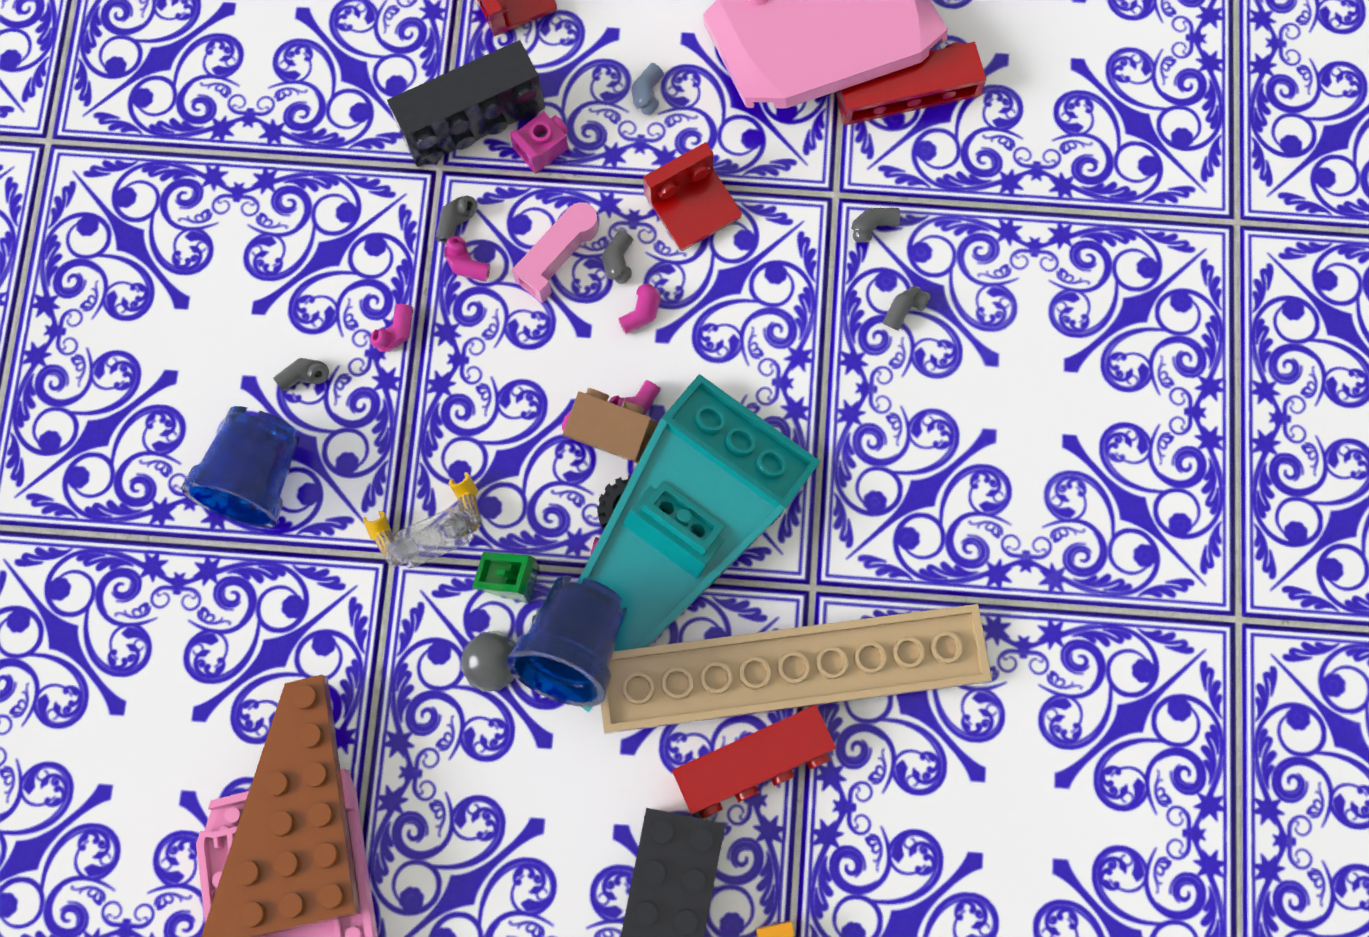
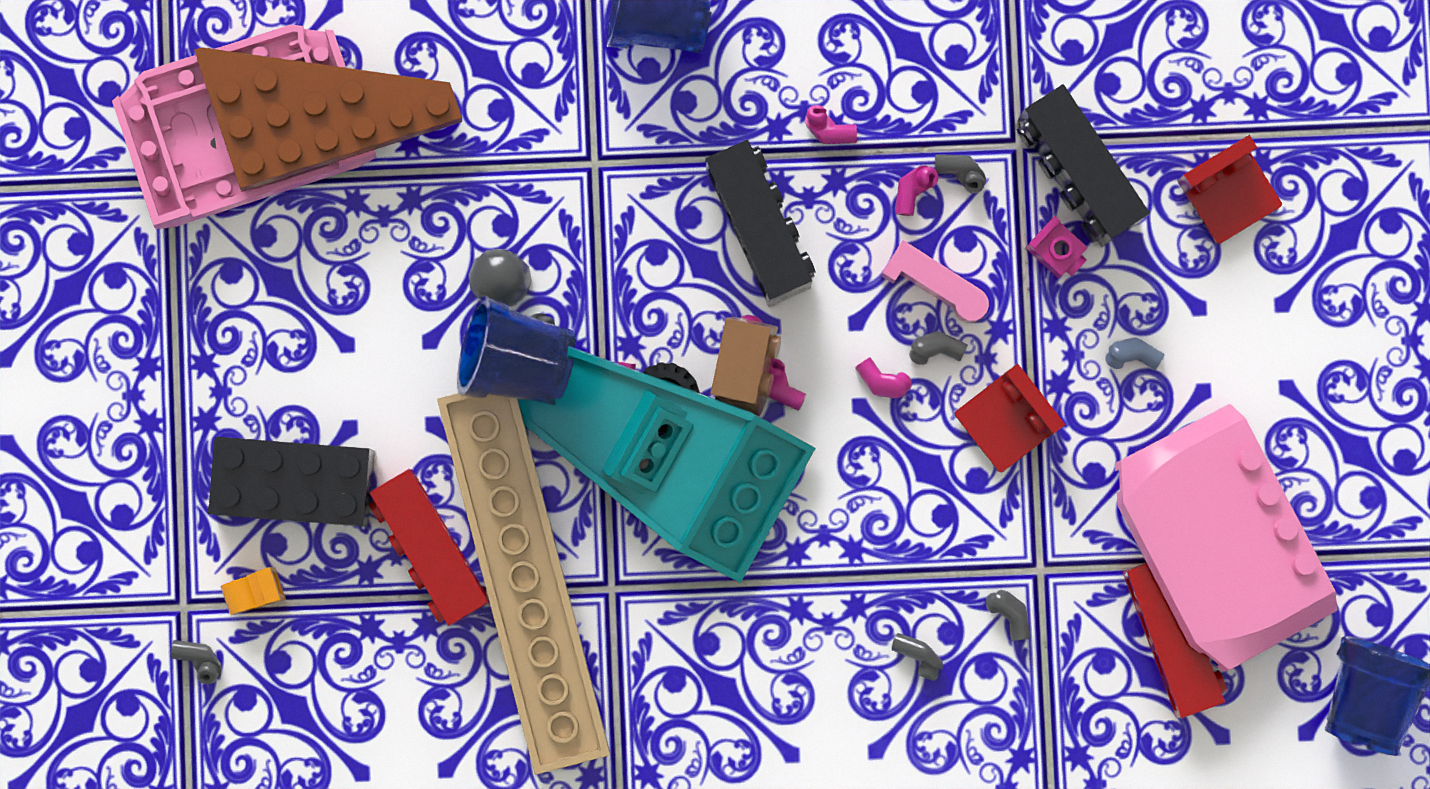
camera: 85 degrees right, 10 degrees up
(304, 371) = (775, 41): dark grey arm -> none
(432, 535) = (613, 201): clear torso -> none
(474, 397) = (758, 222): none -> black brick
(507, 575) = (584, 280): green slope -> none

